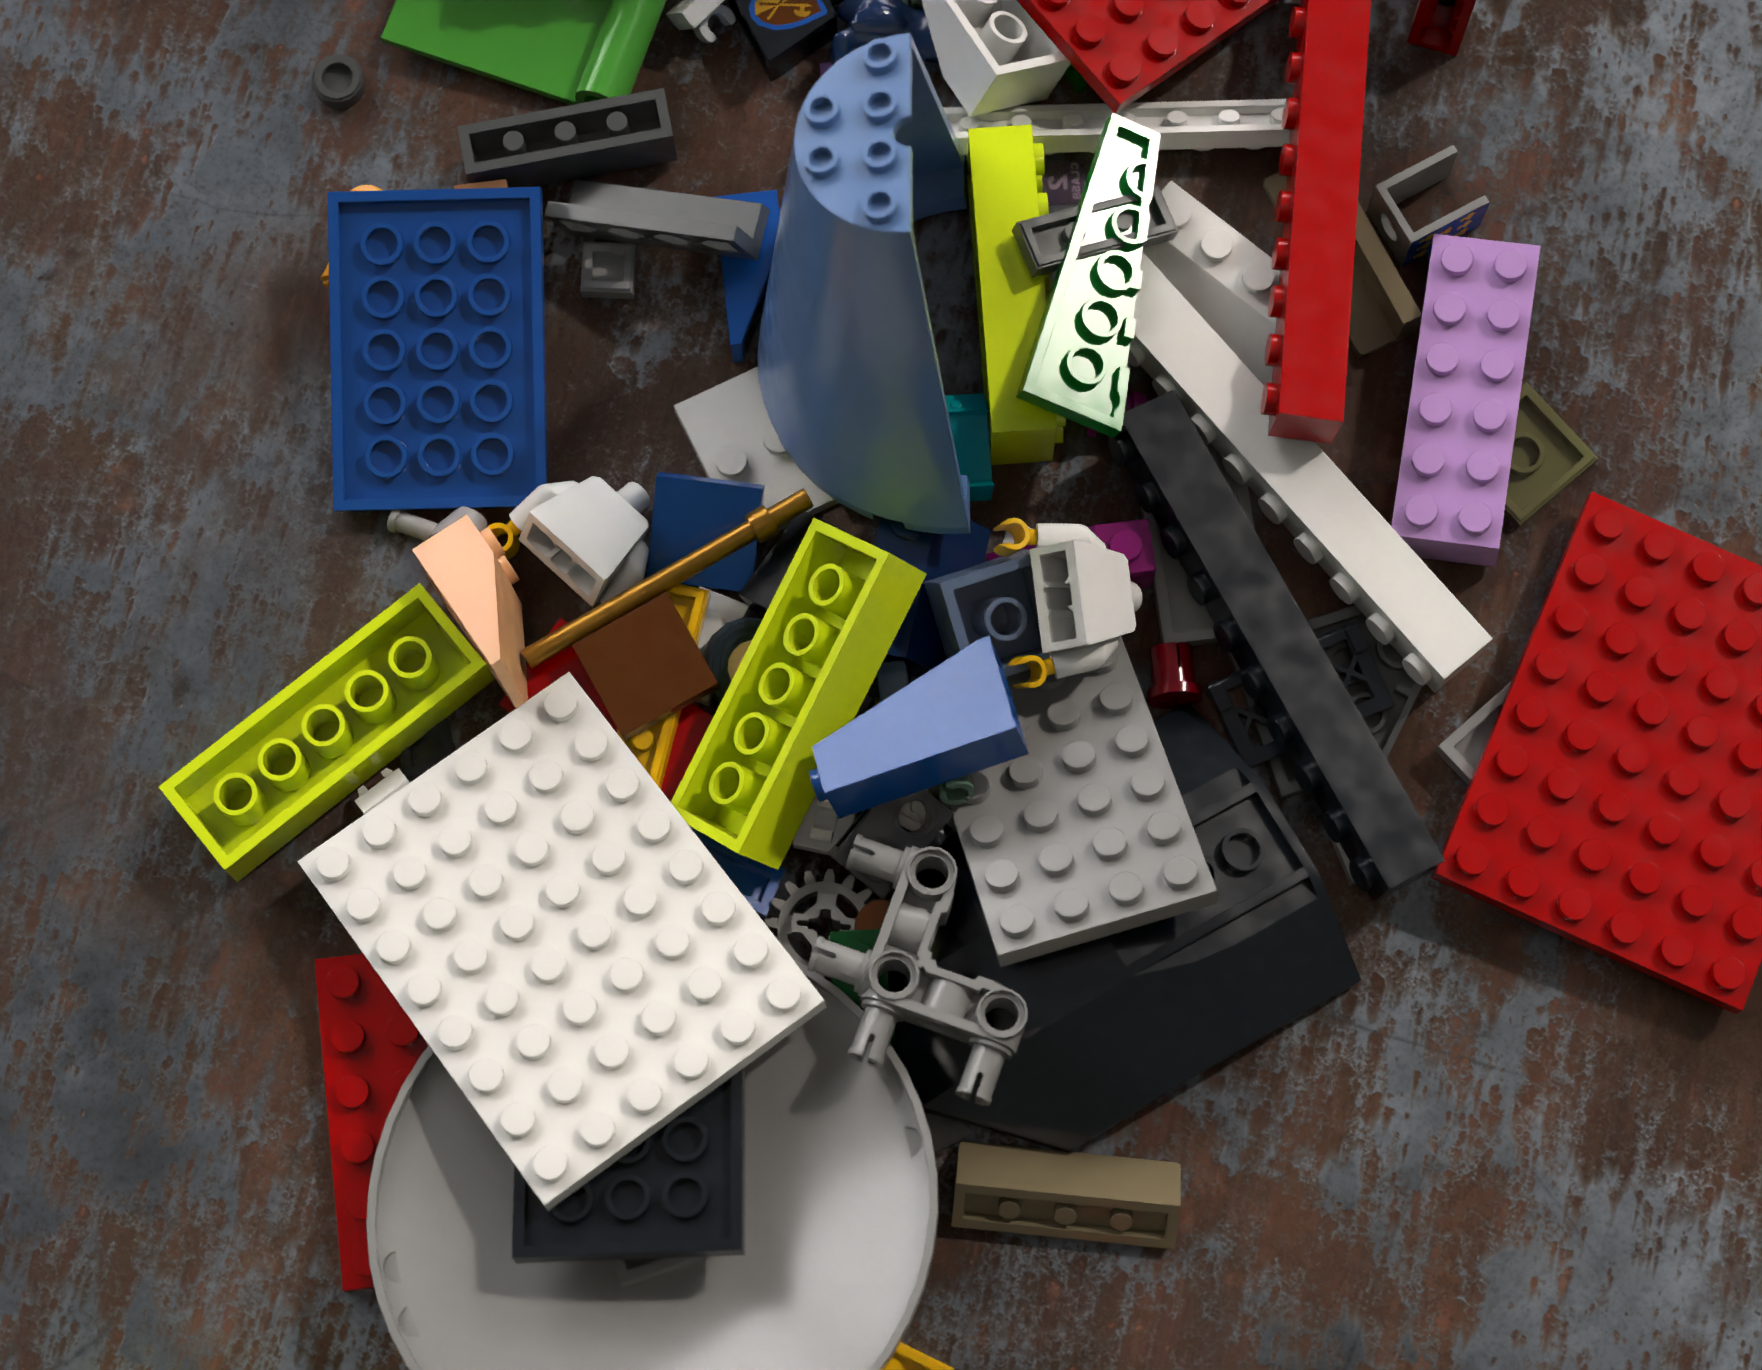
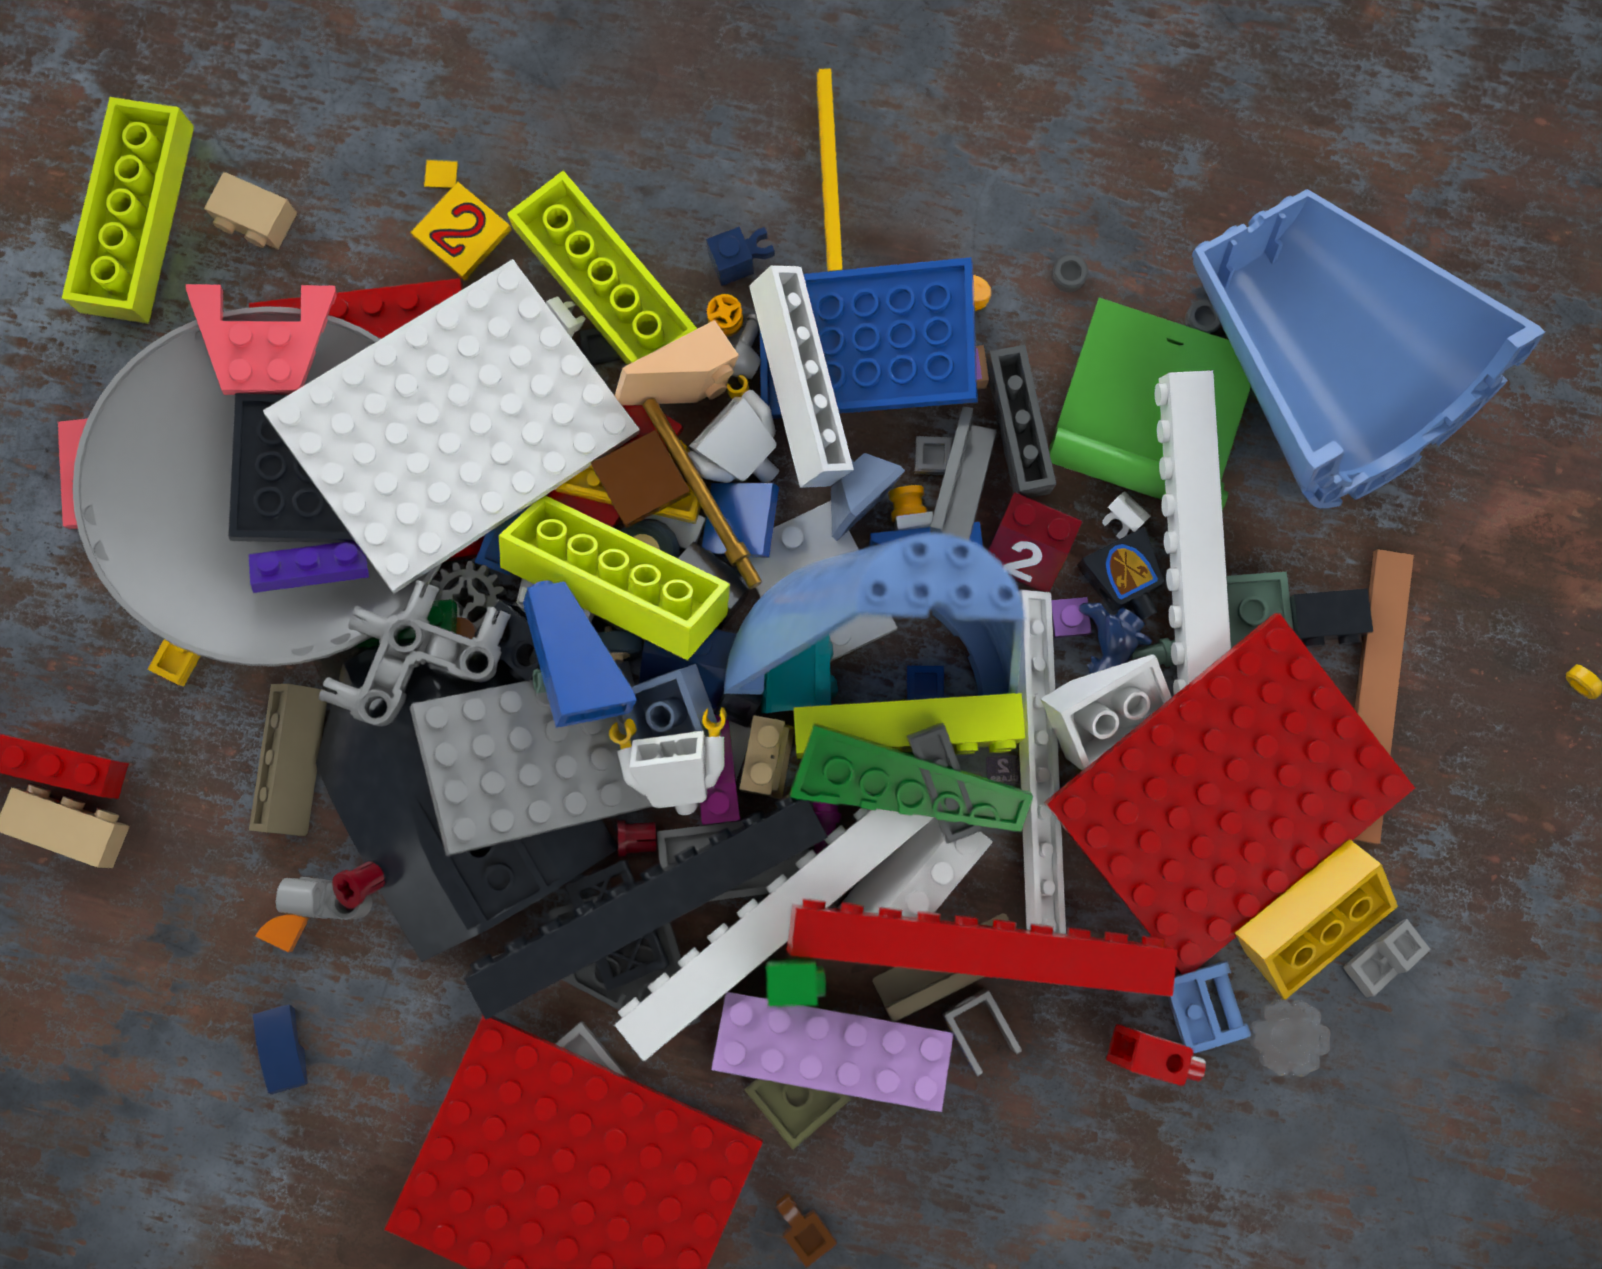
camera: 90 degrees right, 5 degrees up
(137, 1002) = (440, 173): none -> yellow sticker
(173, 410) = (829, 170): none -> yellow tile
(191, 1294) = (251, 211): none -> tan brick
(235, 963) = (461, 231): none -> yellow tile
(295, 543) = (734, 255): none -> dark blue brick
(383, 550) = (723, 307): none -> light orange wheel
(448, 1227) = (261, 354): none -> coral wing
(497, 432) = (800, 377): none -> white brick
(669, 357) = (860, 491): none -> sand blue slope
(682, 301) = (907, 500): none -> light orange wheel
(713, 292) = (913, 521): none -> white tile
(738, 132) = (1033, 542): none -> dark red slope
(784, 1137) = (307, 566): none -> dark purple plate
(946, 282) = (925, 682): none -> blue tile
(982, 539) = (739, 707): none -> black tile
(1053, 489) = (767, 757): none -> tan window
(1259, 1061) = (355, 885): none -> dark red bush
(1272, 1127) = (315, 899): none -> light grey piece
(1322, 1189) = (283, 931): none -> orange tile
(1378, 425) = (794, 982): none -> green brick
(1495, 1183) = (279, 1050): none -> dark blue slope
(1707, 436) = (807, 1233): none -> reddish brown plate

